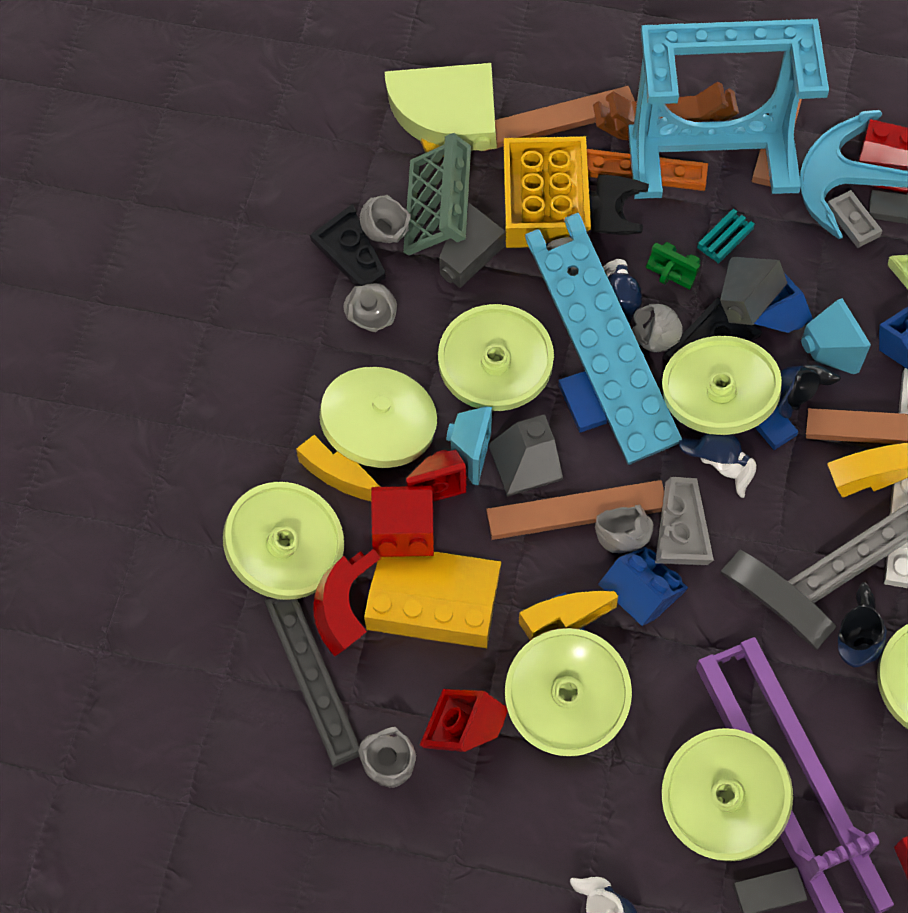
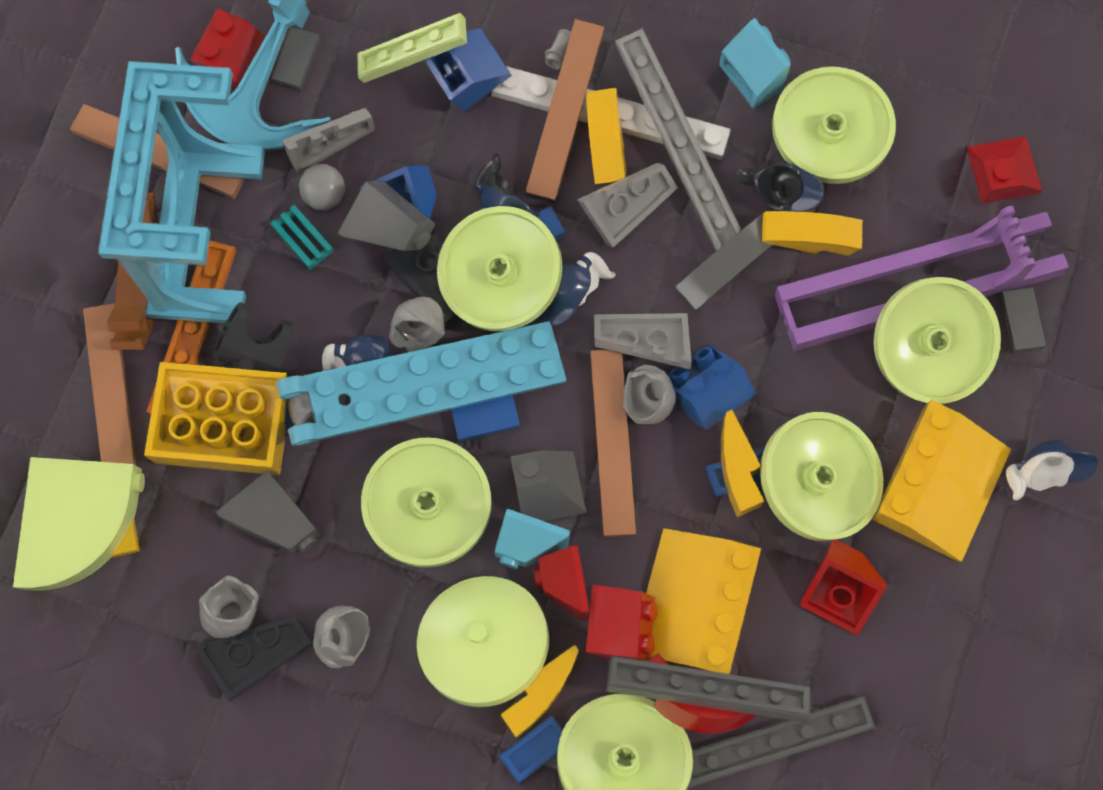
camera: 85 degrees left, 10 degrees up
(286, 468) = (533, 749): none -> blue tile
(349, 599) = (708, 689): none -> dark grey tile
(387, 758) = (878, 667): light grey hair -> none
(452, 194) = (200, 520): sand green fence -> none
(582, 814) = (942, 481): none -> yellow slope
(673, 266) = (336, 298): green hips -> none
(777, 242) = (321, 187): none -> light grey hair
(815, 494) = (627, 202): none -> light grey wing
(818, 235) = (325, 140): none -> light grey wing
(820, 667) = (812, 232): none -> yellow slope
(836, 339) = (455, 146): medium azure slope -> none
(854, 219) = (305, 102): light grey plate -> none

